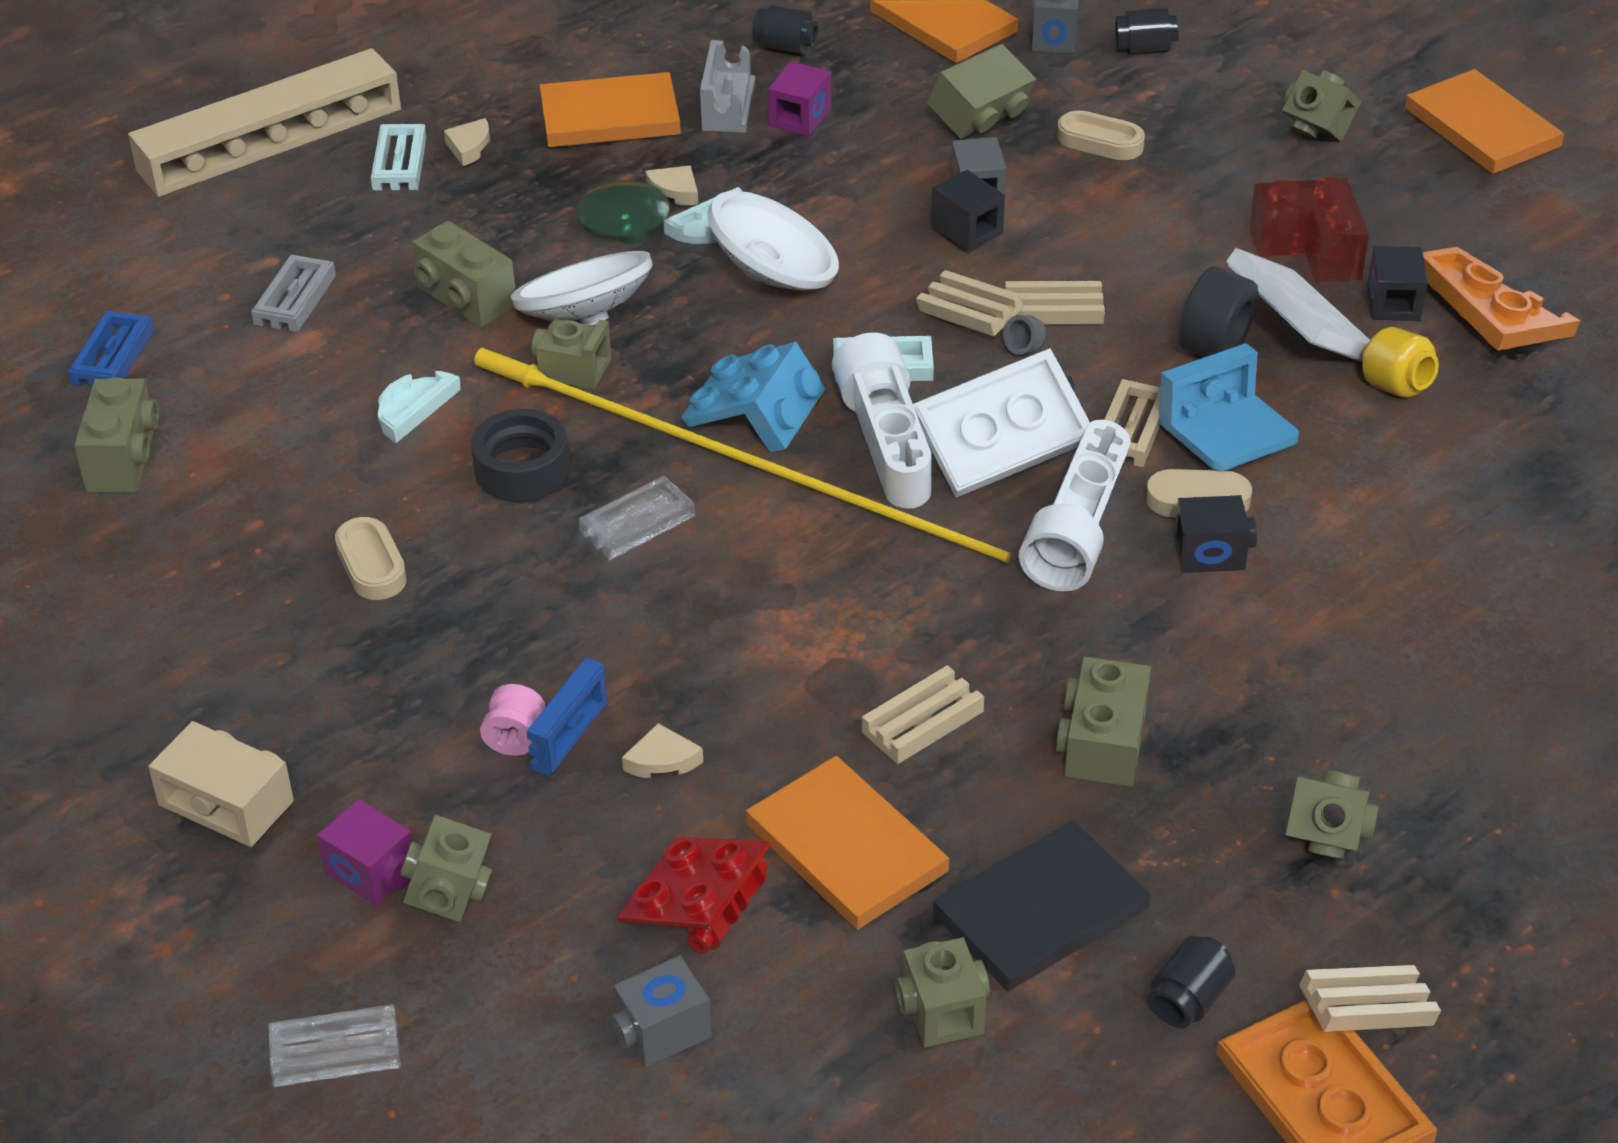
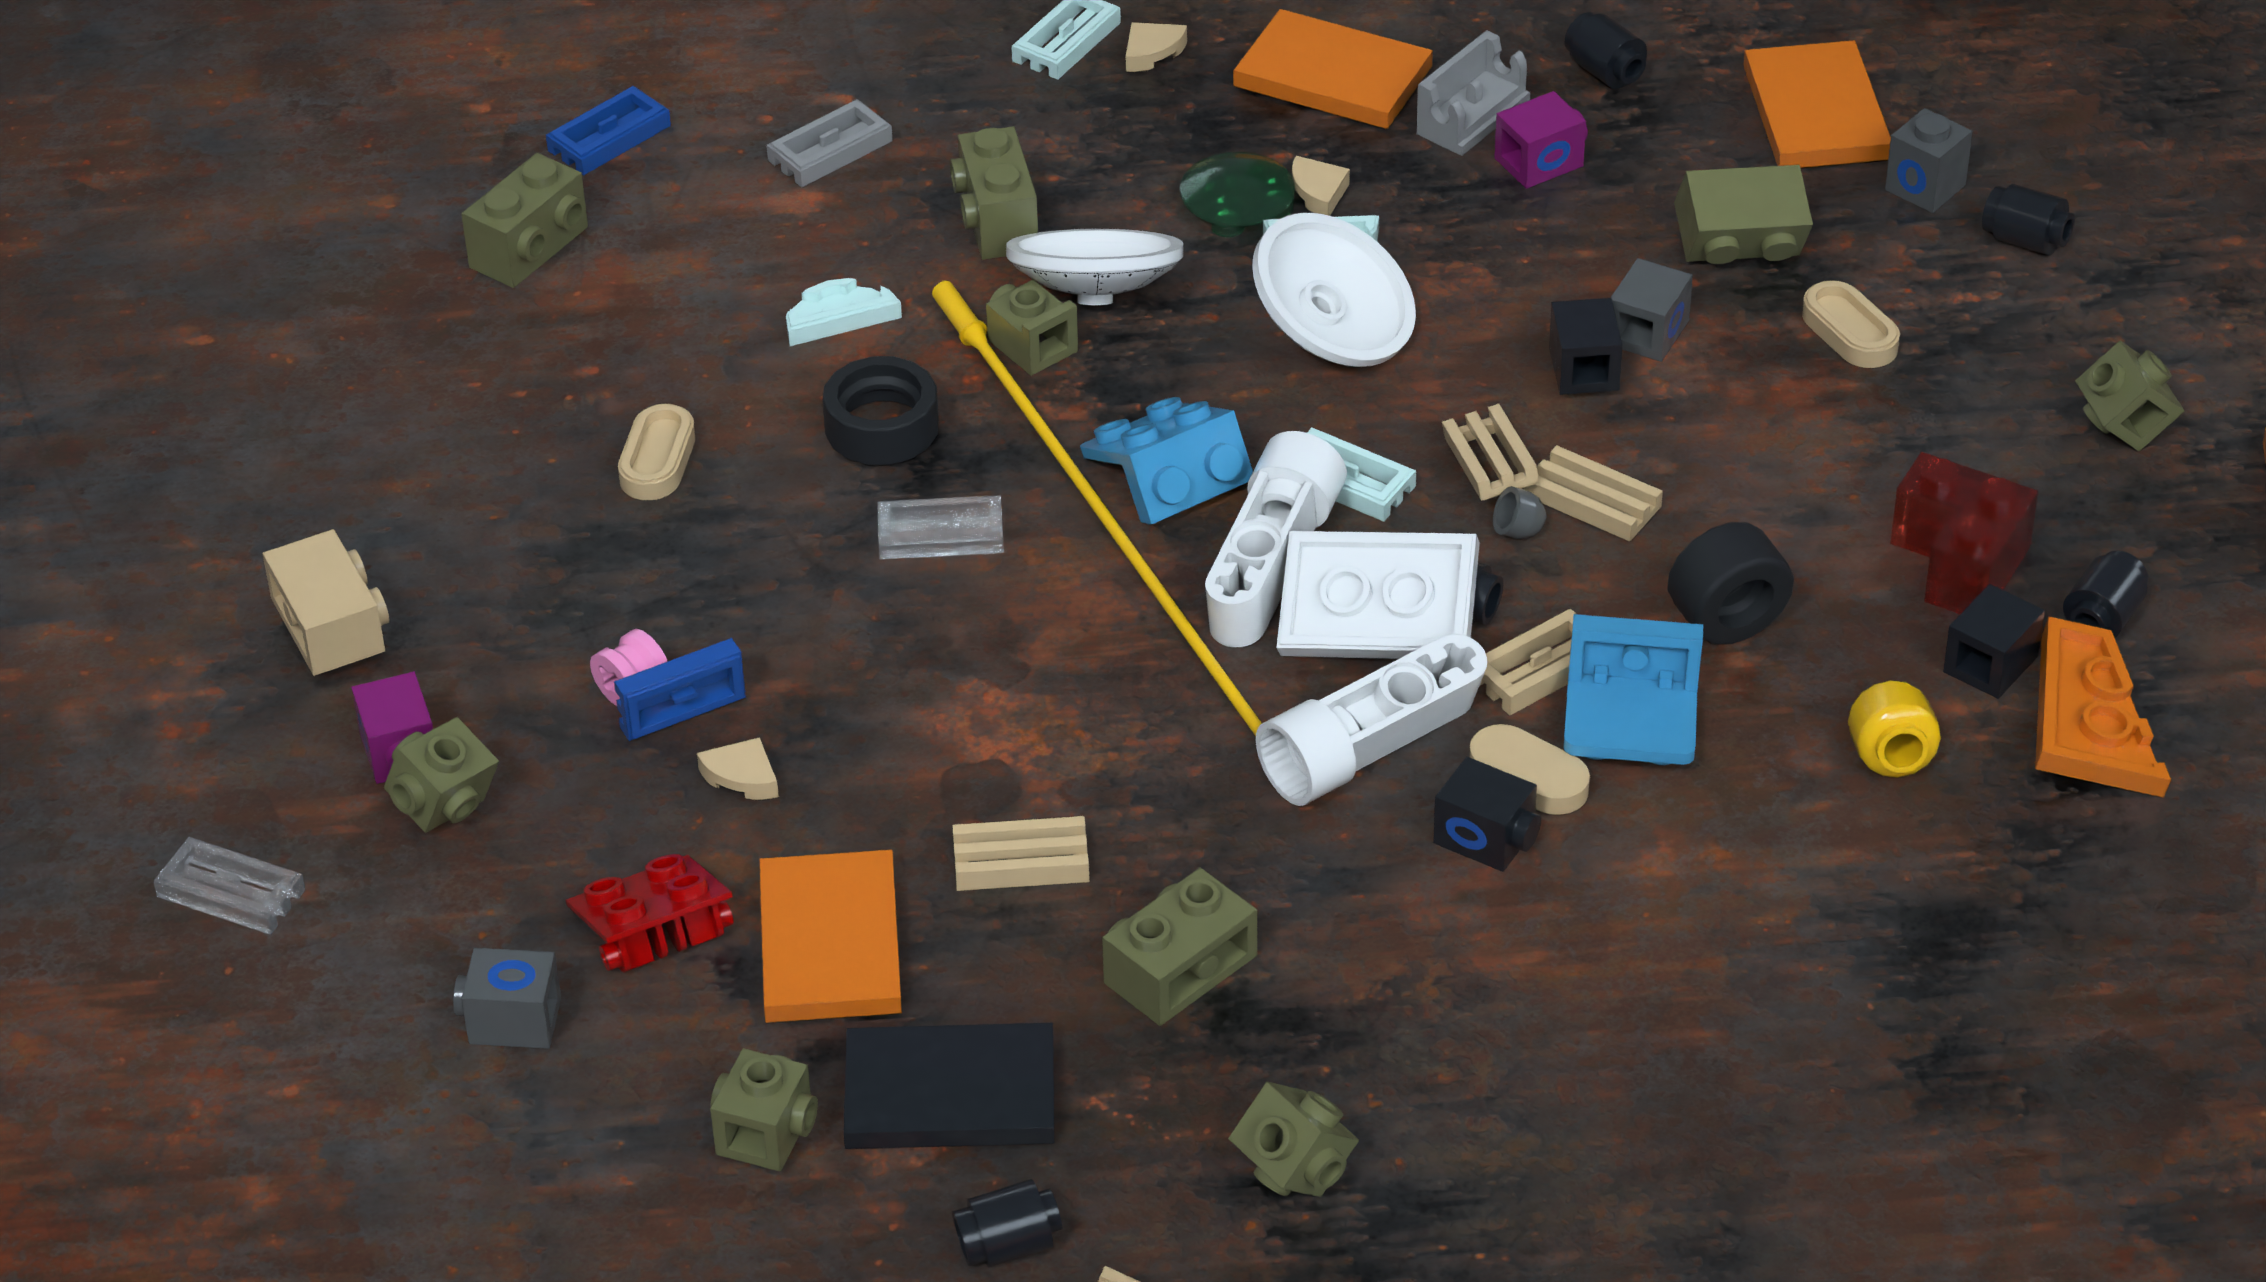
camera: 35 degrees right, 0 degrees up
(1300, 305) = (1841, 611): white tile -> none
(1430, 224) = (2108, 592): none -> black brick

